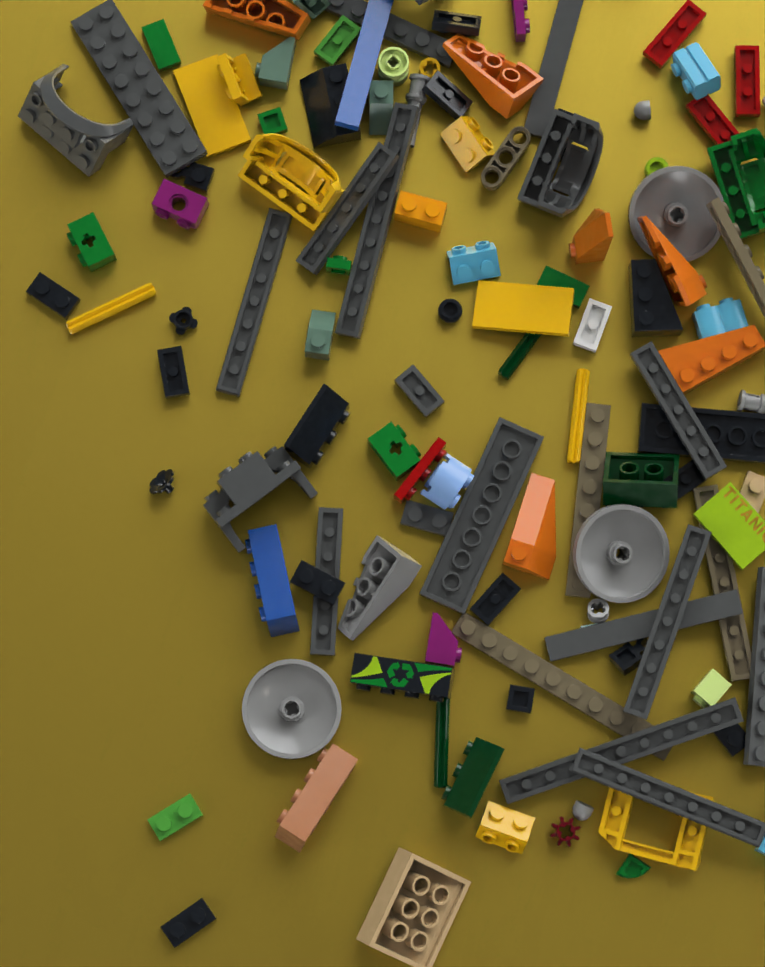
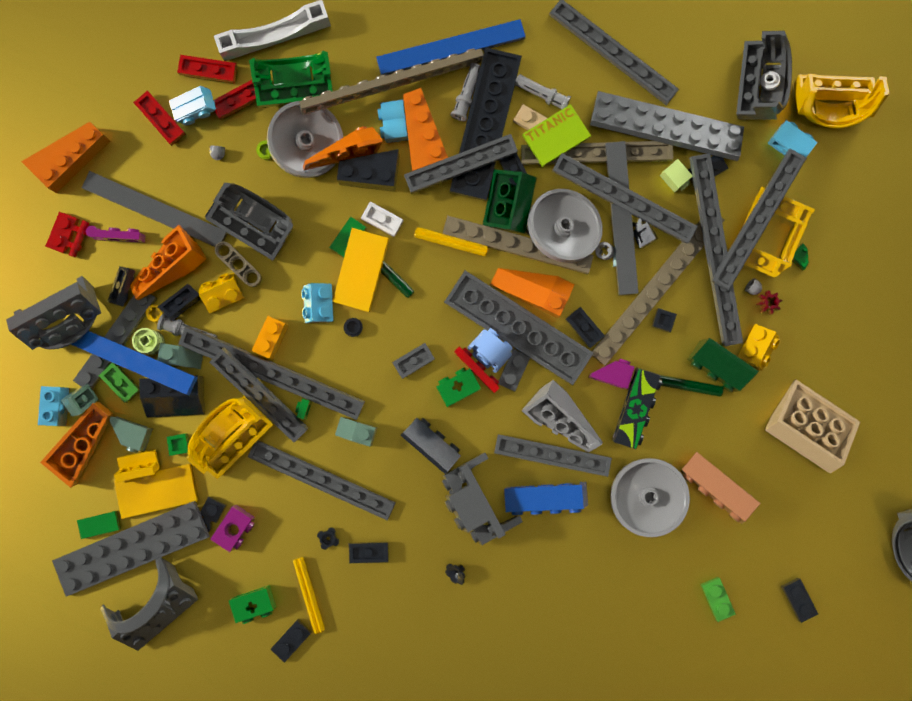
camera: 80 degrees left, 5 degrees up
(317, 582) = (554, 462): black plate -> none
(592, 238) = (313, 204): orange wedge -> none

